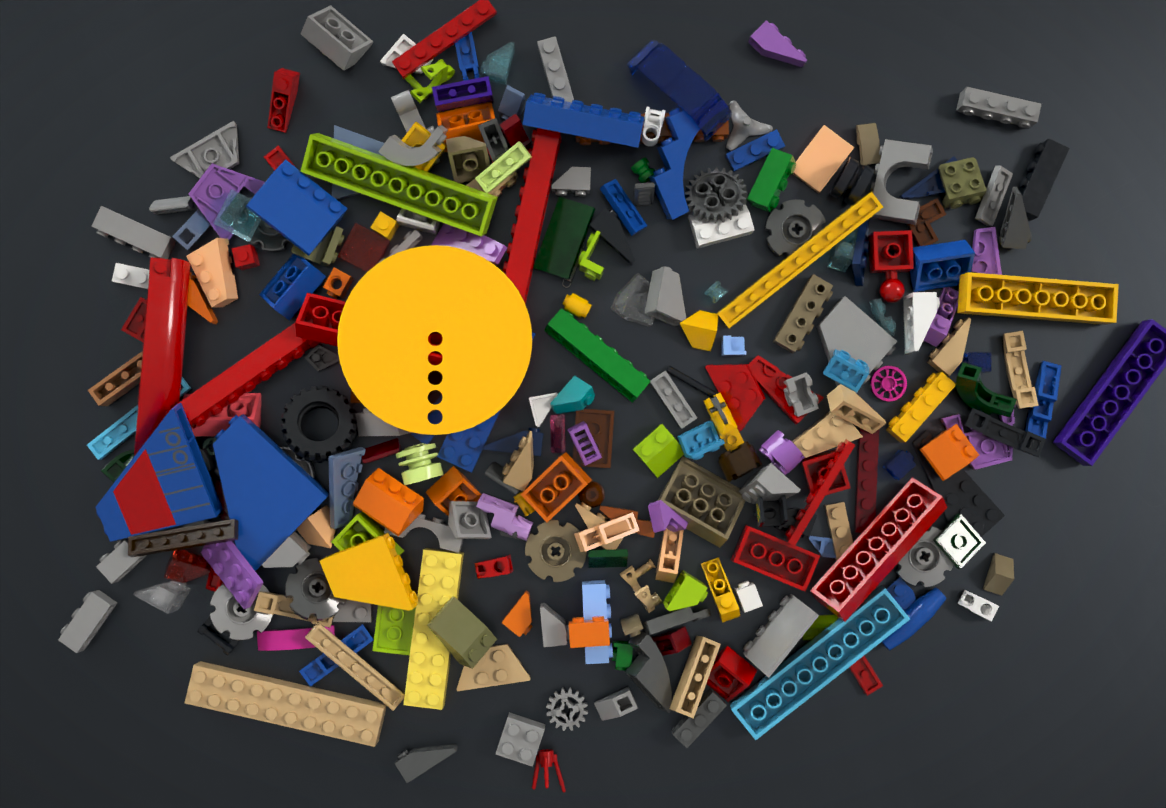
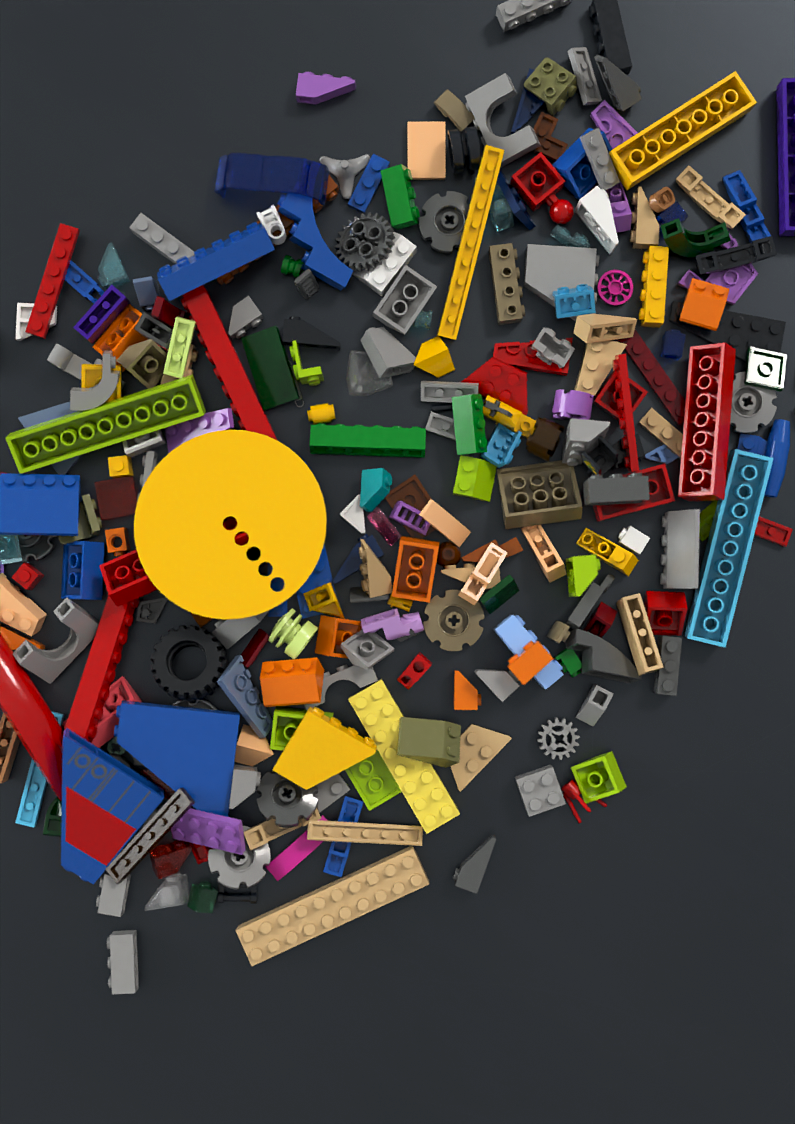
camera: 30 degrees left, 0 degrees up
(188, 618) = (202, 897): none -> clear green brick
(211, 340) = (50, 663): none -> light grey arch
(440, 73) = (72, 312): lime piece -> none
(464, 456) = (324, 600): none -> yellow slope
(575, 765) = (598, 777): none -> lime slope
(607, 468) = (444, 523): none -> light nougat slope
(623, 207) = (298, 307): blue plate -> none
(649, 601) = (554, 603): tan piece -> none
(664, 517) = (520, 526): medium lavender slope -> none
(687, 405) = (469, 424): none -> brick
(692, 366) = (443, 391): none -> light grey plate
(711, 266) = (404, 300): none -> light grey slope
(732, 346) = (469, 352): light blue panel -> none
(764, 547) = (616, 489): none -> dark grey brick
(954, 272) = (599, 159): none -> light grey plate
(979, 342) = (661, 200): none -> medium nougat plate

